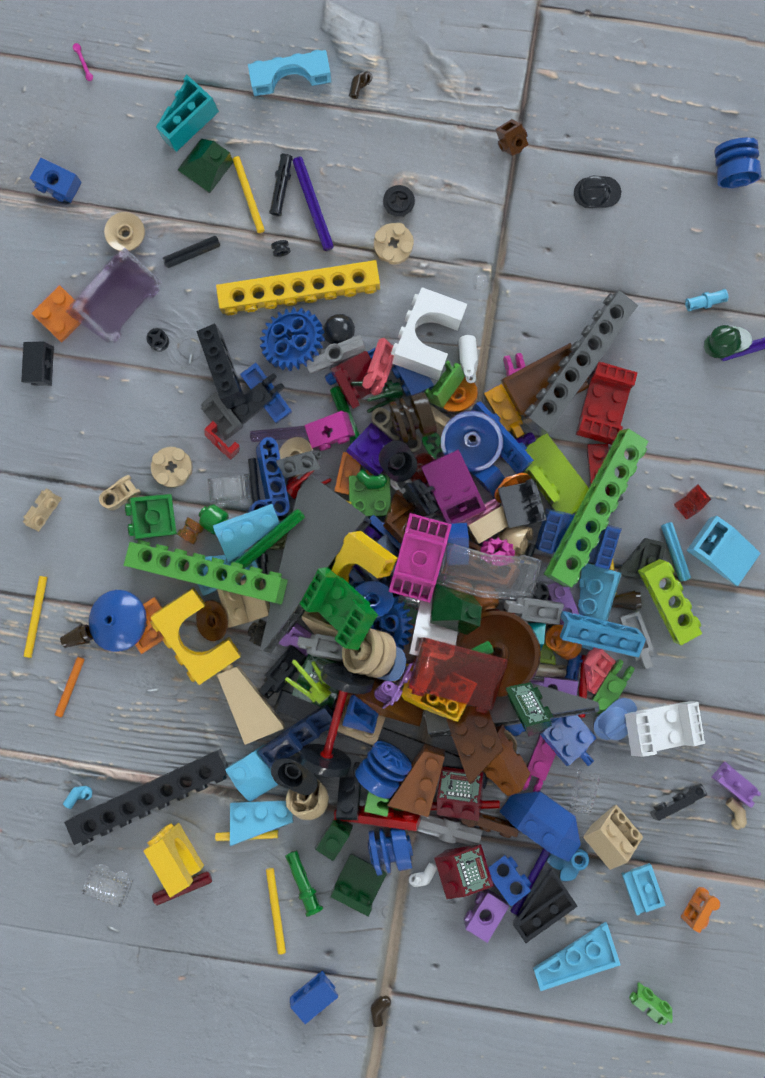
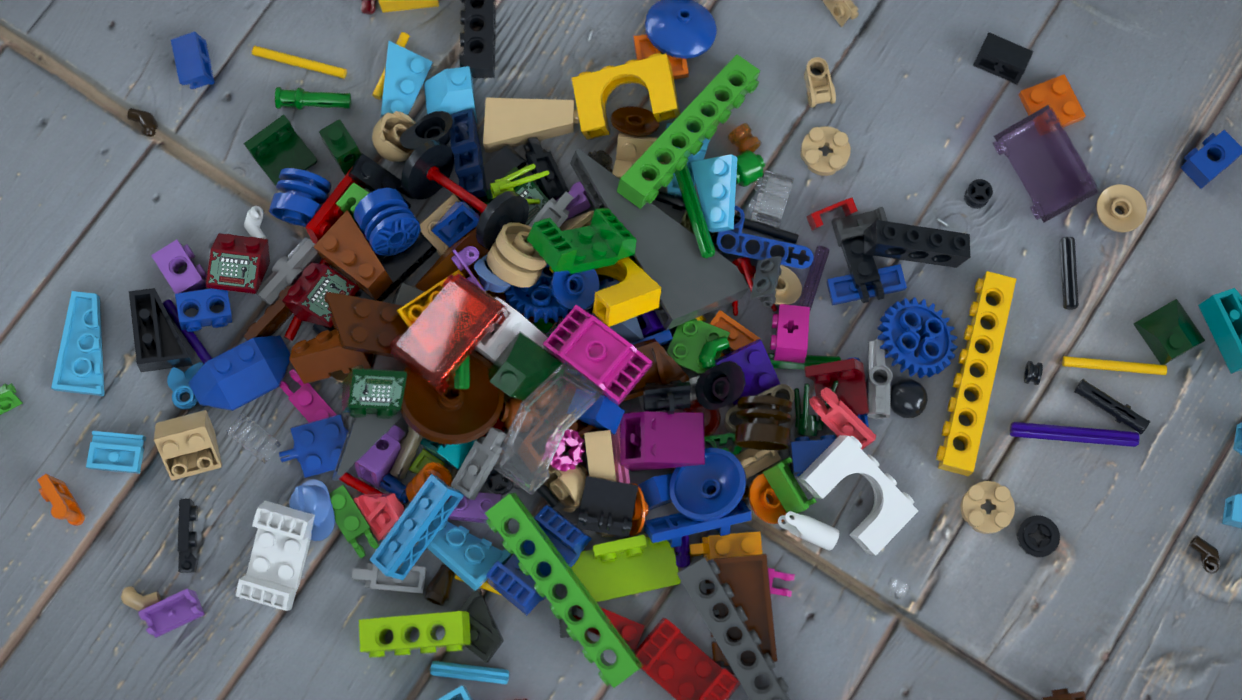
camera: 115 degrees right, 10 degrees down
(151, 517) = (778, 105): green plate -> none

